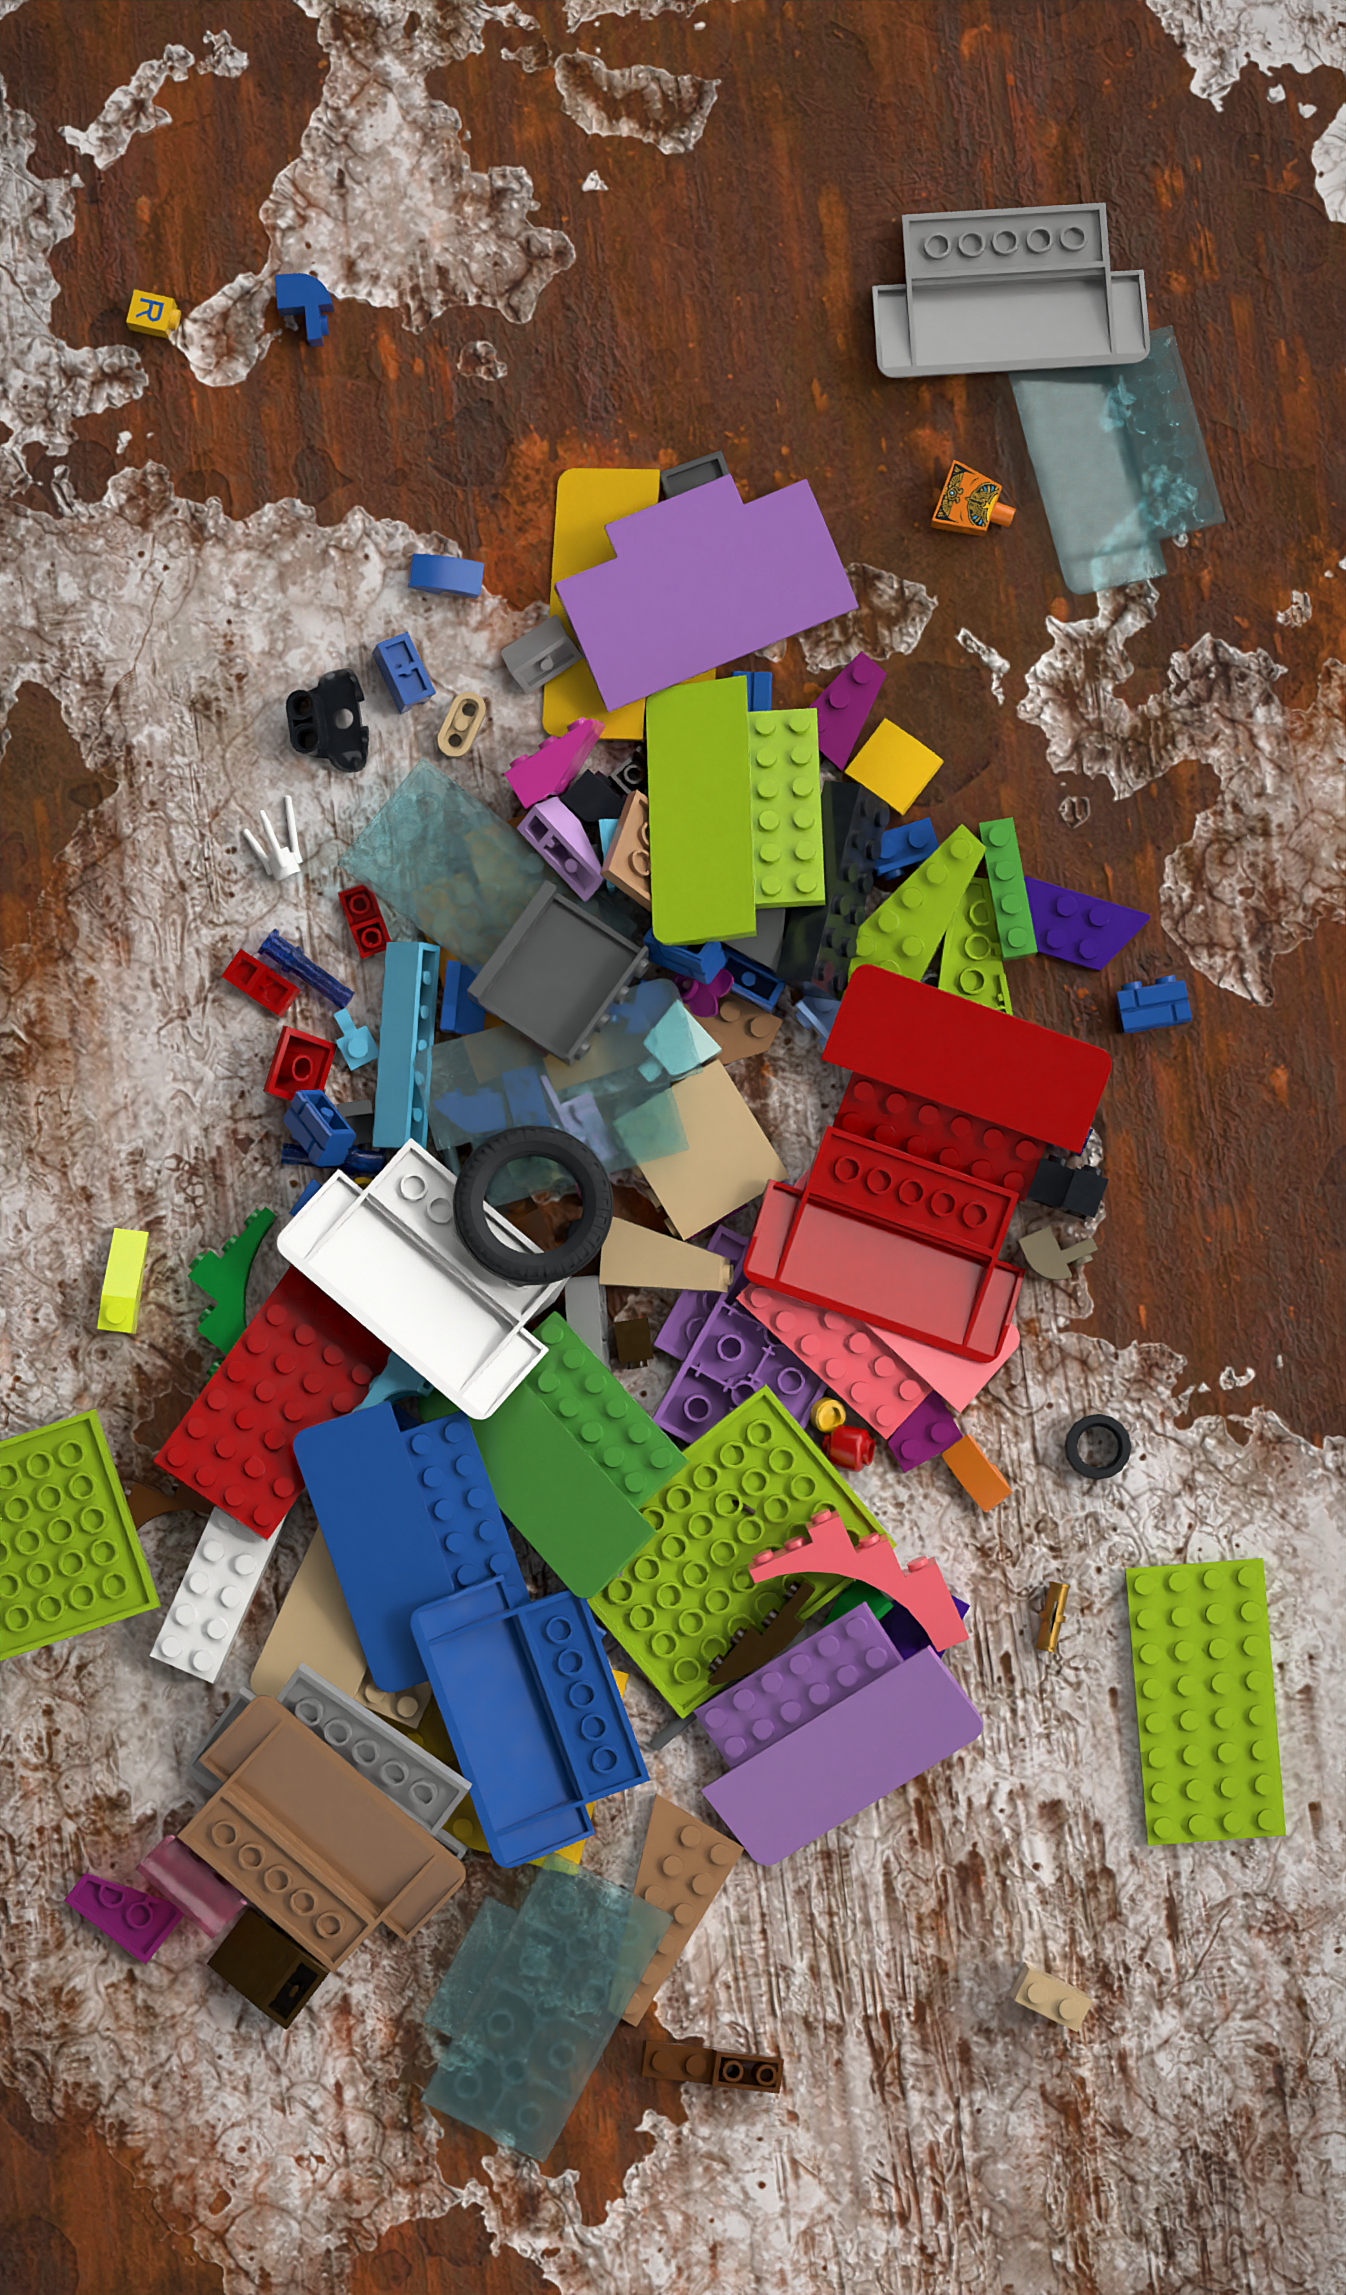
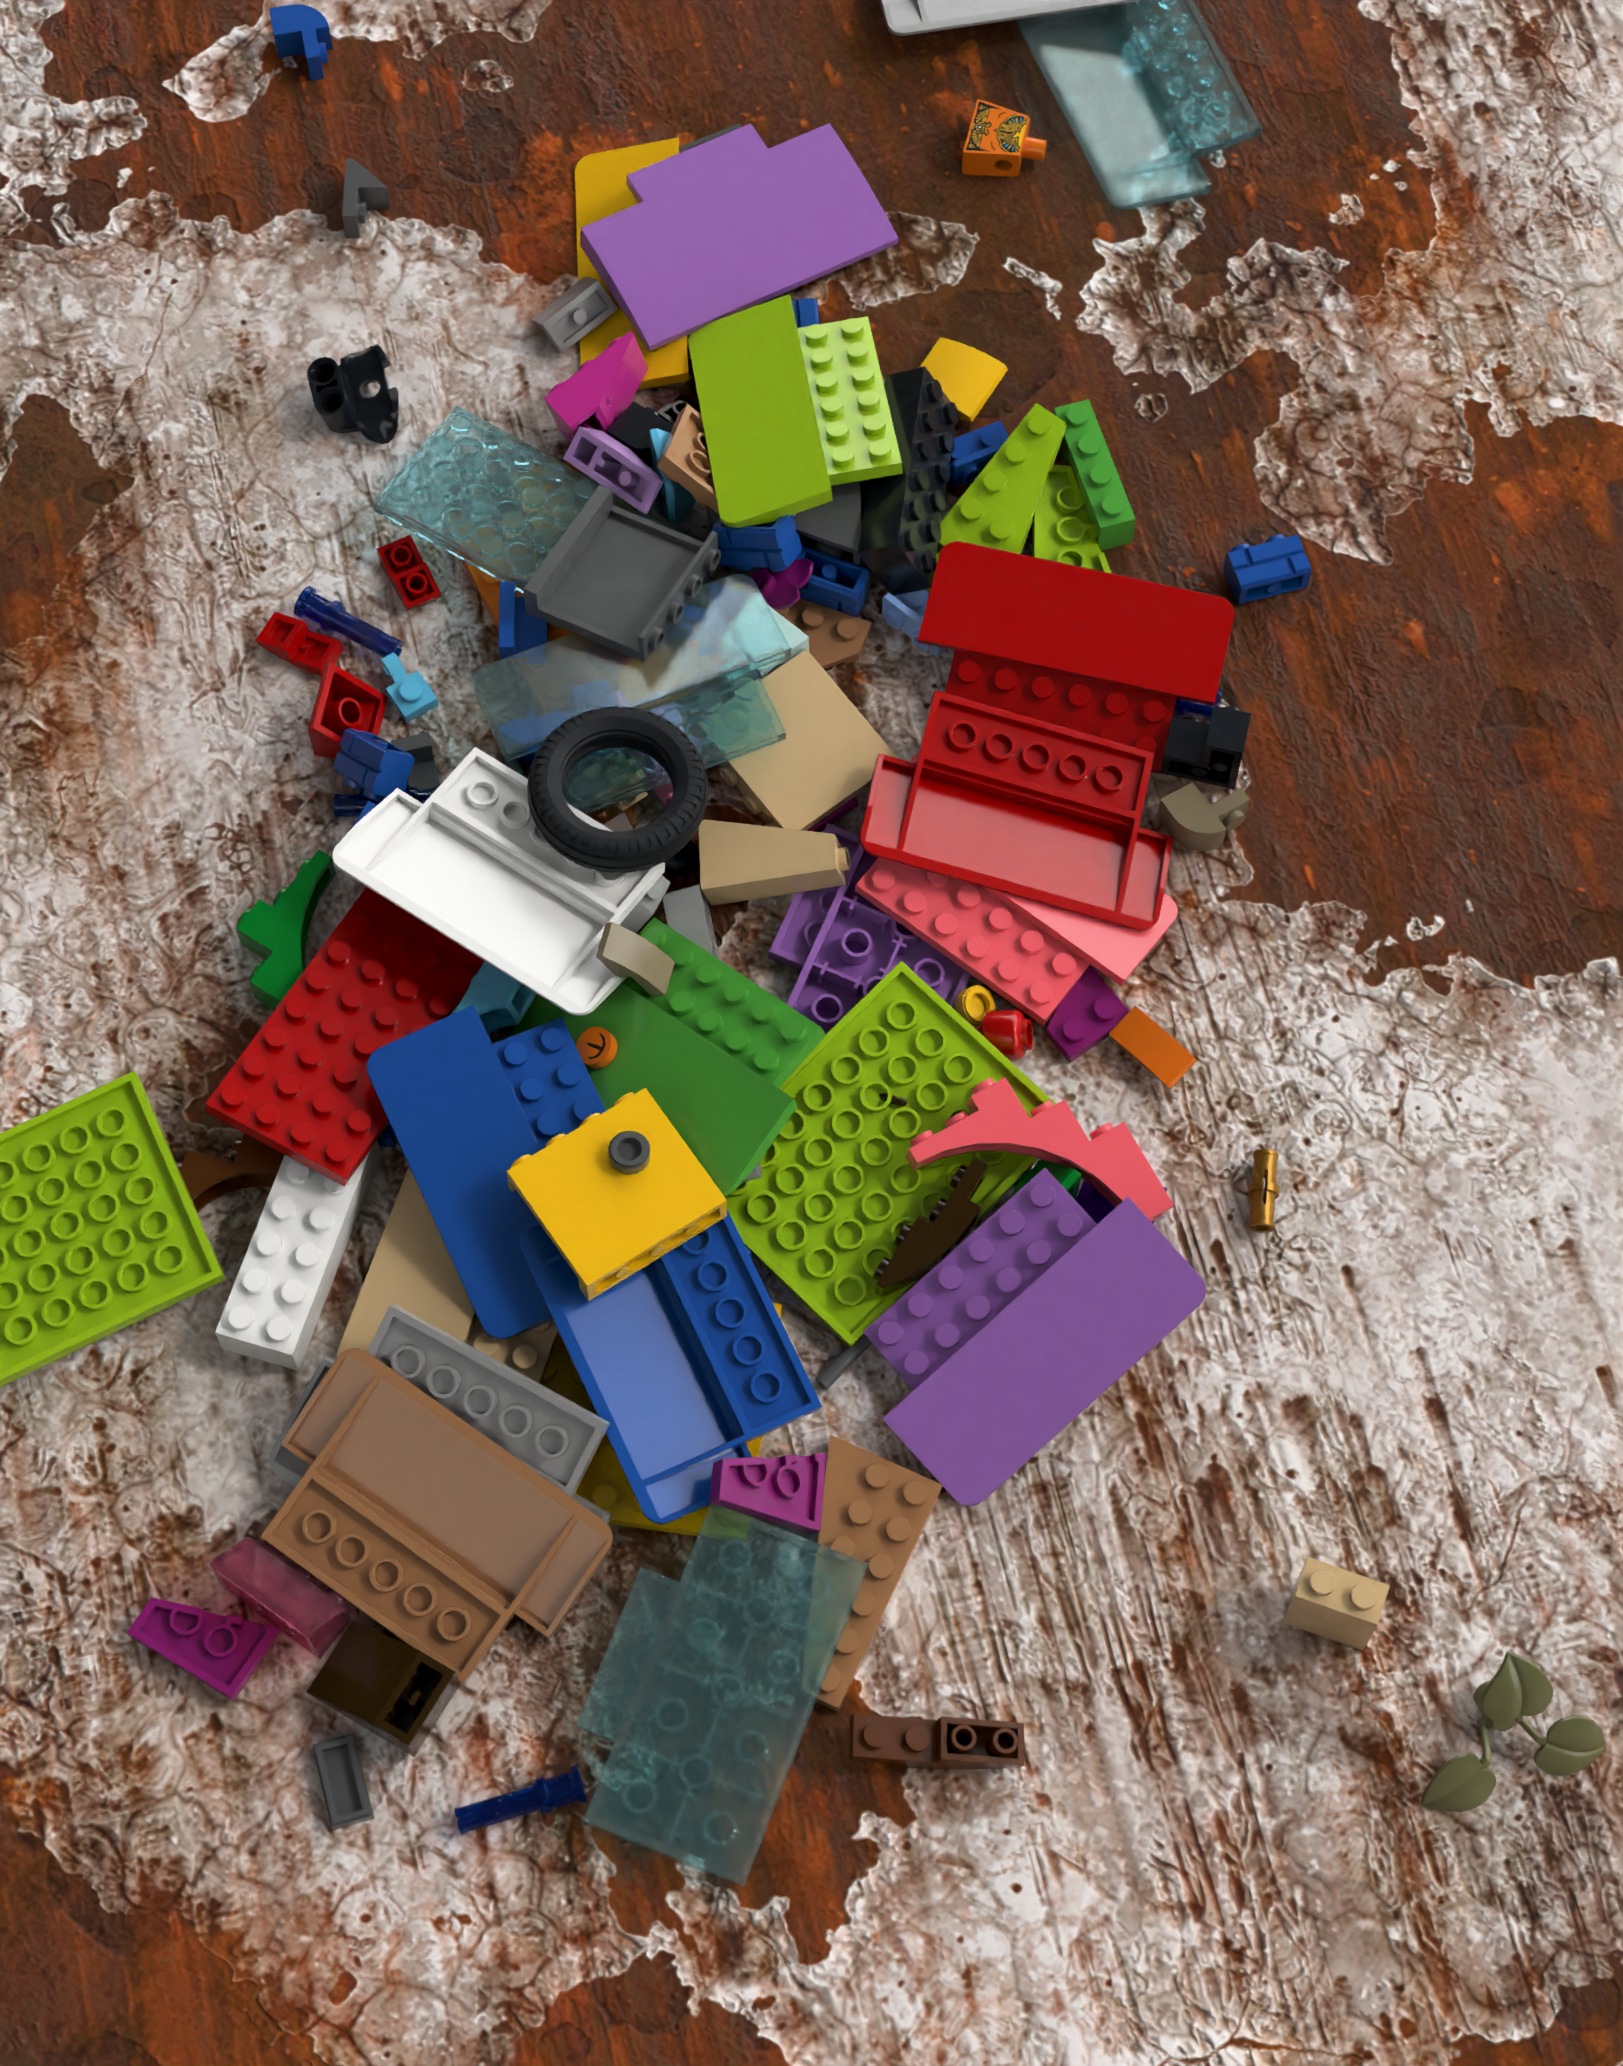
camera: 10 degrees left, 20 degrees down
(123, 1282) = (163, 955): neon yellow slope -> none
(153, 314) = (147, 59): yellow brick -> none
(231, 2039) = (343, 1781): none -> dark grey tile
(282, 862) = (314, 527): white plant -> none
(347, 491) = (360, 193): none -> dark grey slope
(390, 2072) = (541, 1796): none -> clear blue pin
(403, 672) = (429, 340): blue hinge -> none
(404, 1030) = (460, 647): medium azure brick -> none
(445, 574) = (458, 250): blue slope -> none
(460, 725) = (494, 387): tan plate -> none
(492, 1436) = (597, 1047): none -> orange tile
(495, 1588) = (614, 1220): none -> yellow panel
(509, 1563) = (629, 1152): none -> dark grey tile
(533, 1371) = (633, 956): none -> dark tan slope
(603, 1843) = (773, 1489): none -> magenta wing
(634, 1342) = (747, 949): dark brown brick -> none
(845, 707) = (901, 327): magenta wing -> none
(1078, 925) = (1178, 507): dark purple wing -> none
(1112, 1425) = (1283, 979): black tyre -> none
(1172, 2104) = (1512, 1693): none -> olive plant
(1205, 1701) = (1455, 1269): lime plate -> none

